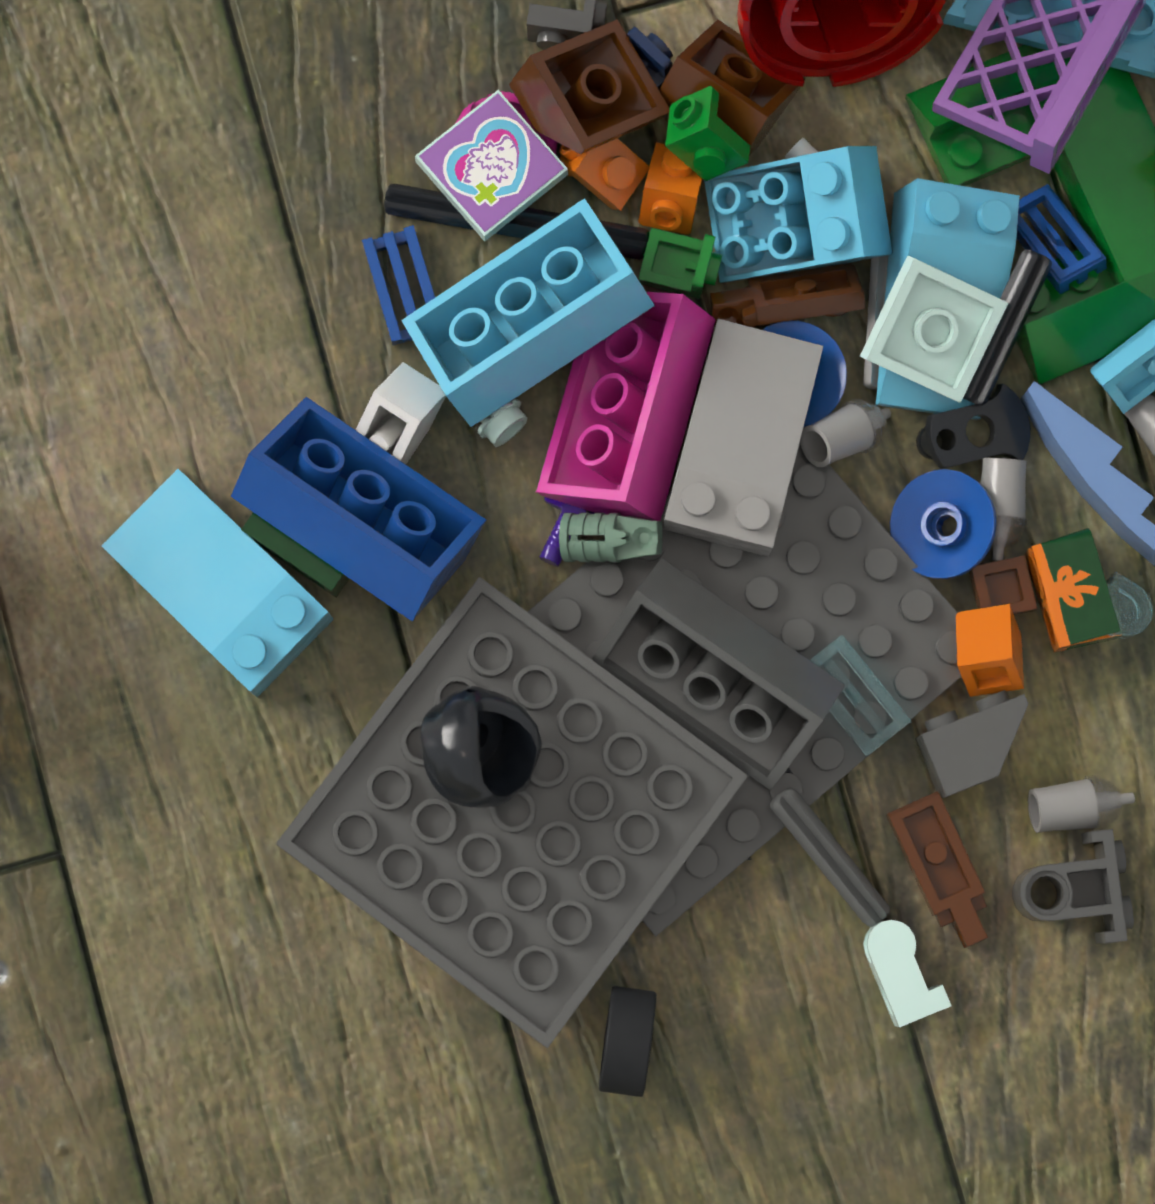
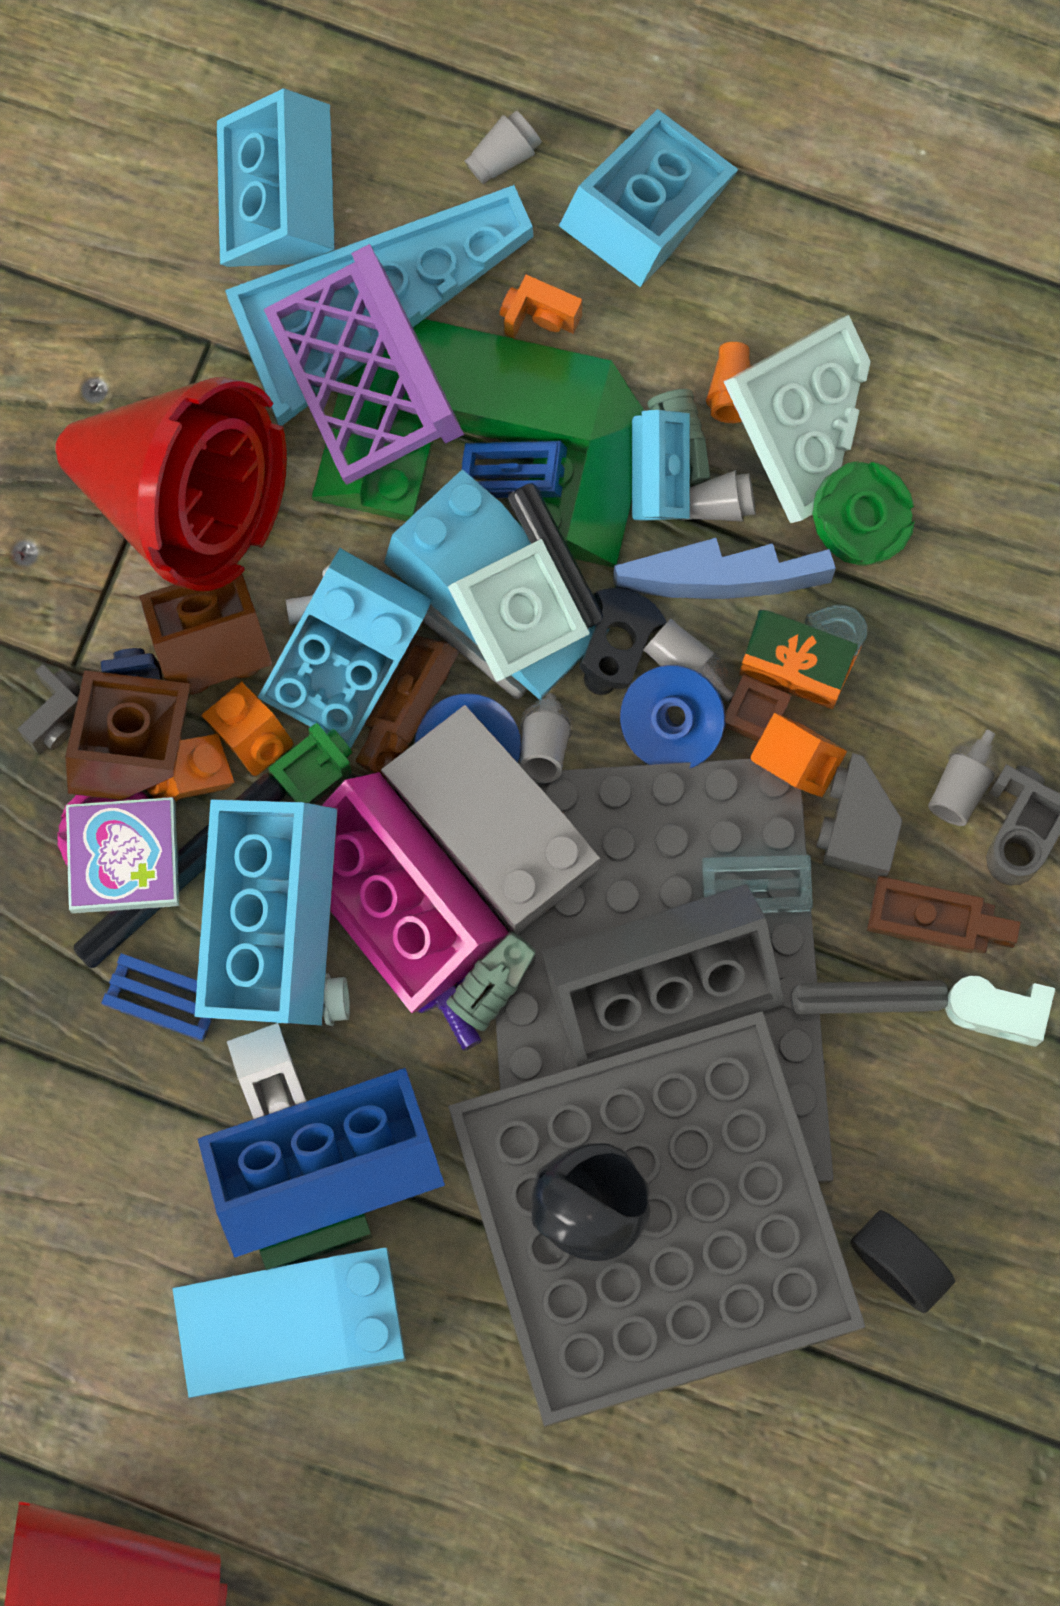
camera: 55 degrees left, 5 degrees down
(702, 137) = (230, 674): green bracket -> none

